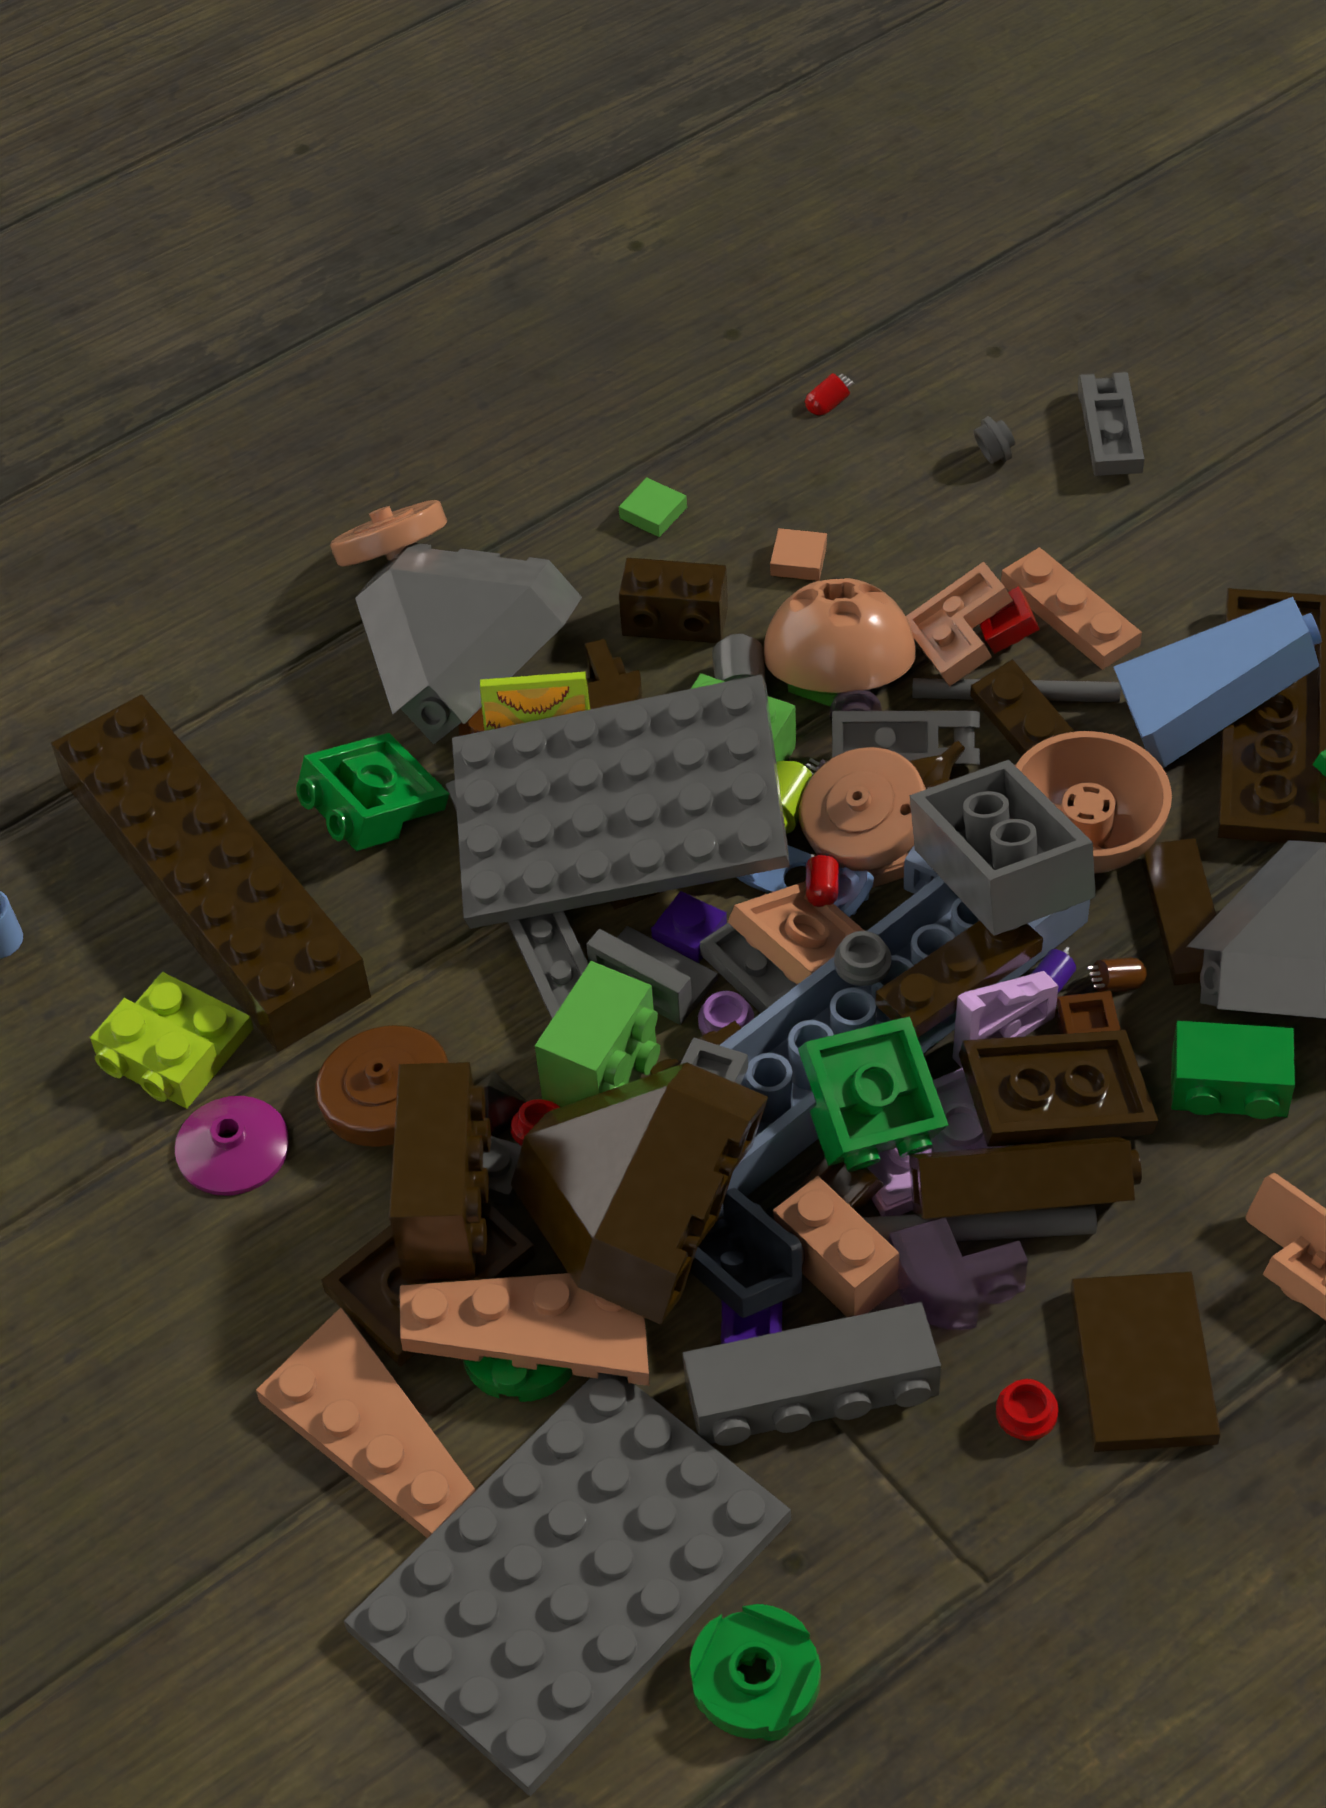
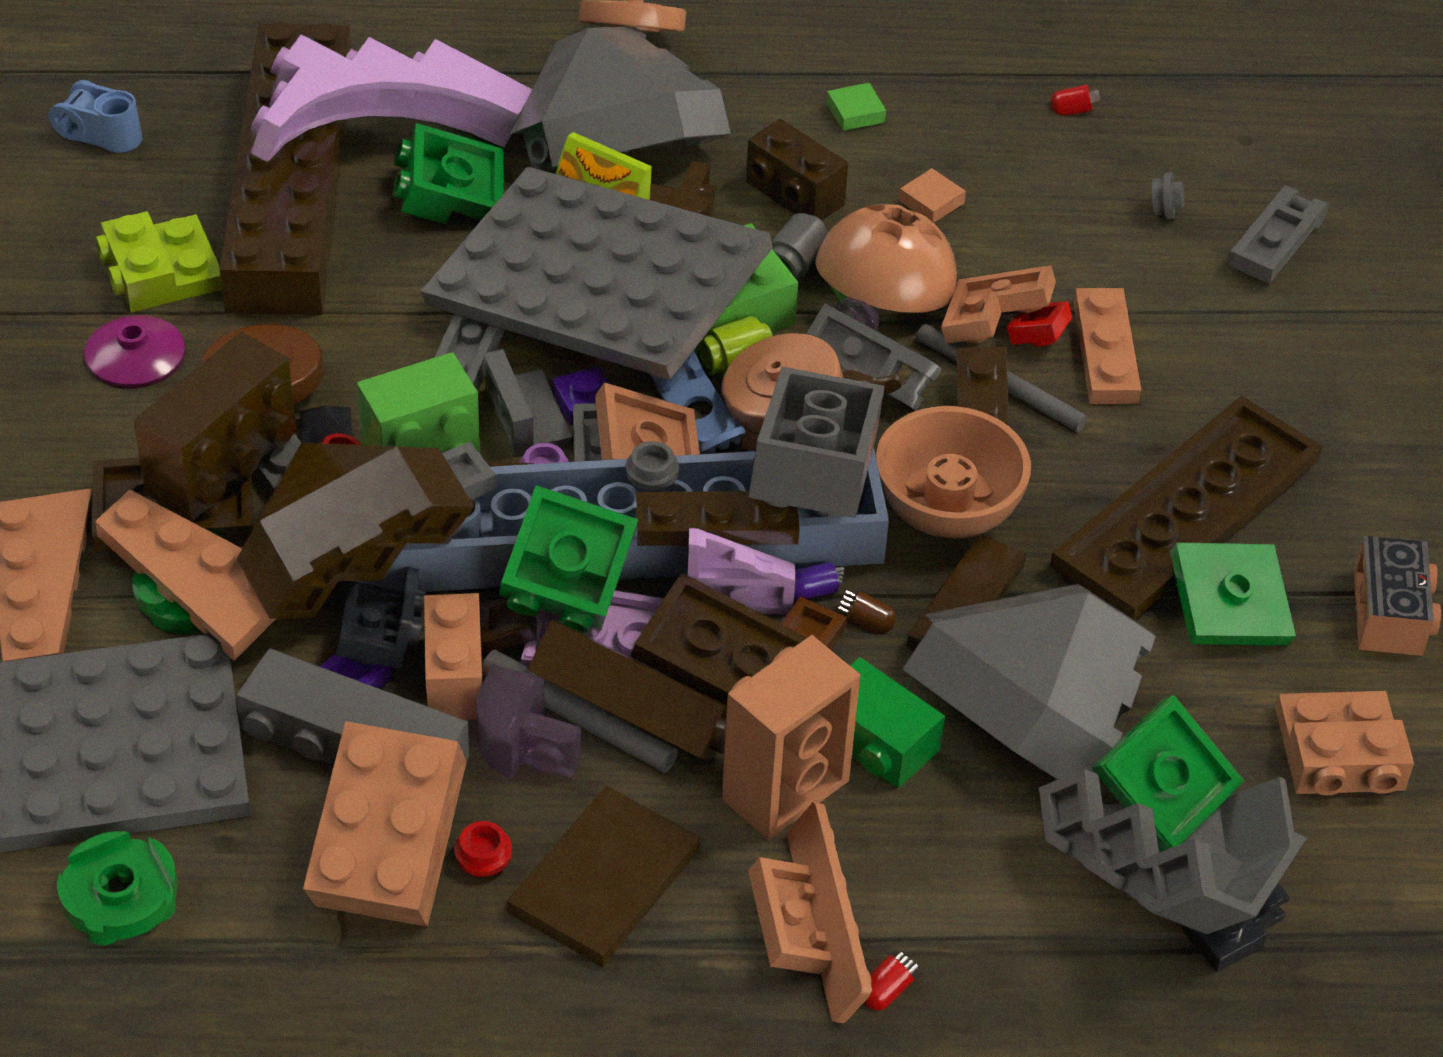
camera: 30 degrees right, 5 degrees down
(237, 734) = (436, 86): none -> lavender arch
(822, 880) = (702, 414): red piece -> none
(953, 1445) = (385, 824): none -> nougat brick
(1209, 1131) = (789, 736): none -> nougat brick
(1216, 677) = (1148, 445): medium blue slope -> none

